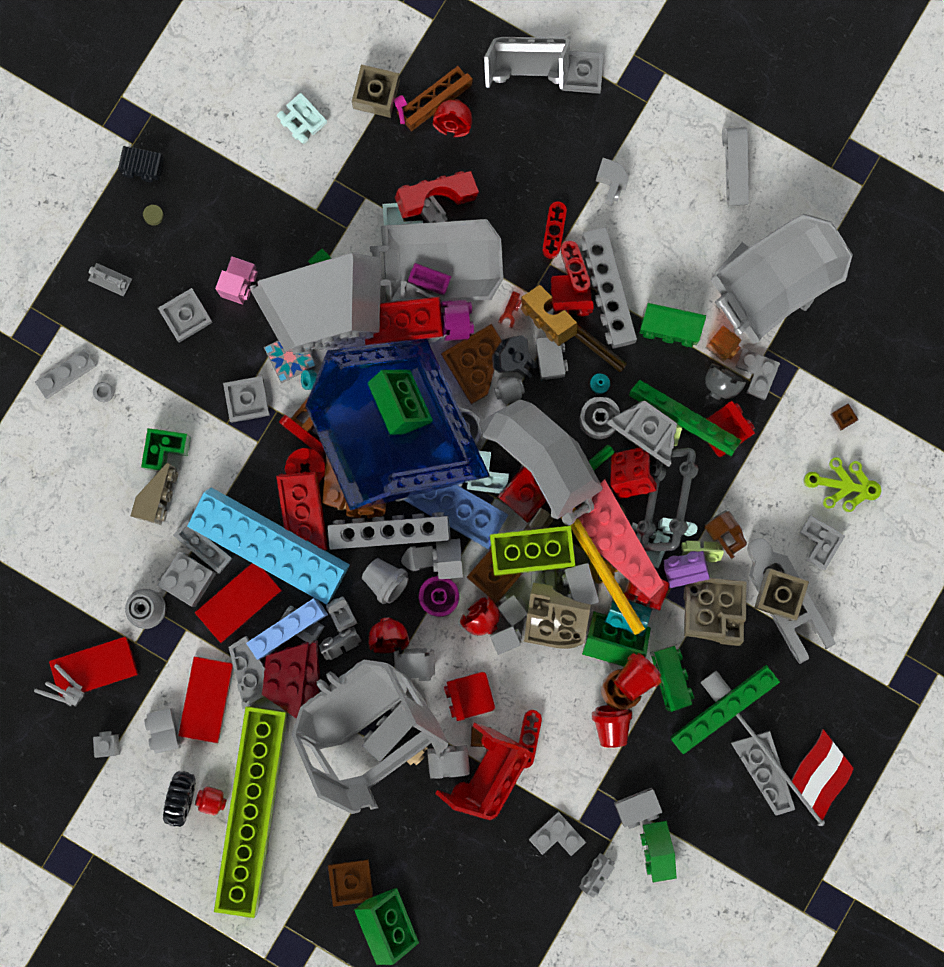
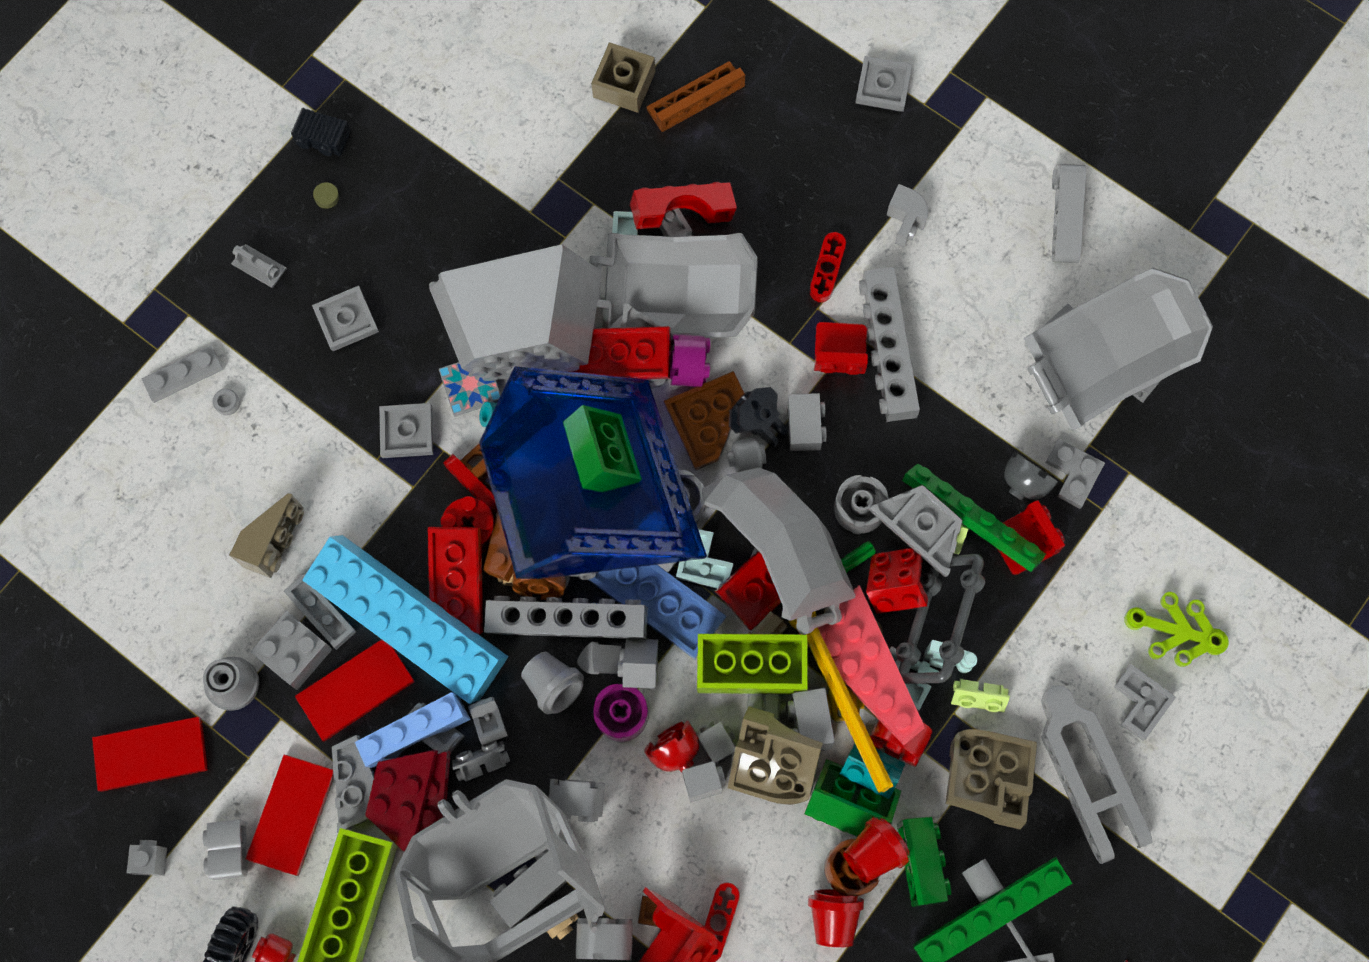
camera: 10 degrees right, 10 degrees down
(71, 696) = (113, 785): light grey plant -> none
(159, 444) = (285, 473): green brick -> none
(236, 281) = (411, 283): bright pink brick -> none
(306, 114) = (535, 98): light aqua plate -> none
(388, 635) = (545, 758): red cylinder -> none
(400, 102) = (652, 94): dark pink hand -> none
(429, 279) = (661, 307): magenta plate -> none
(453, 117) = (715, 118): red cylinder -> none
(469, 696) = (645, 853): red bracket -> none
(493, 586) = (691, 705): reddish brown plate -> none
(513, 305) = (764, 351): clear red plate -> none
(527, 57) = (815, 59): light grey windscreen -> none
(556, 327) = (817, 382): pearl gold arch -> none
(577, 259) = (847, 323): red beam -> none
(599, 388) = (866, 463): teal tile -> none
(600, 349) = (863, 412): dark brown axle -> none
(672, 325) = (968, 396): green slope -> none
(686, 569) = (957, 714): medium lavender brick -> none
(722, 525) = (1011, 663): reddish brown piece -> none
(724, 344) = (1033, 428): clear orange brick -> none
(781, 594) = (1084, 762): dark tan brick -> none
(844, 417) = (1185, 542): reddish brown tile -> none

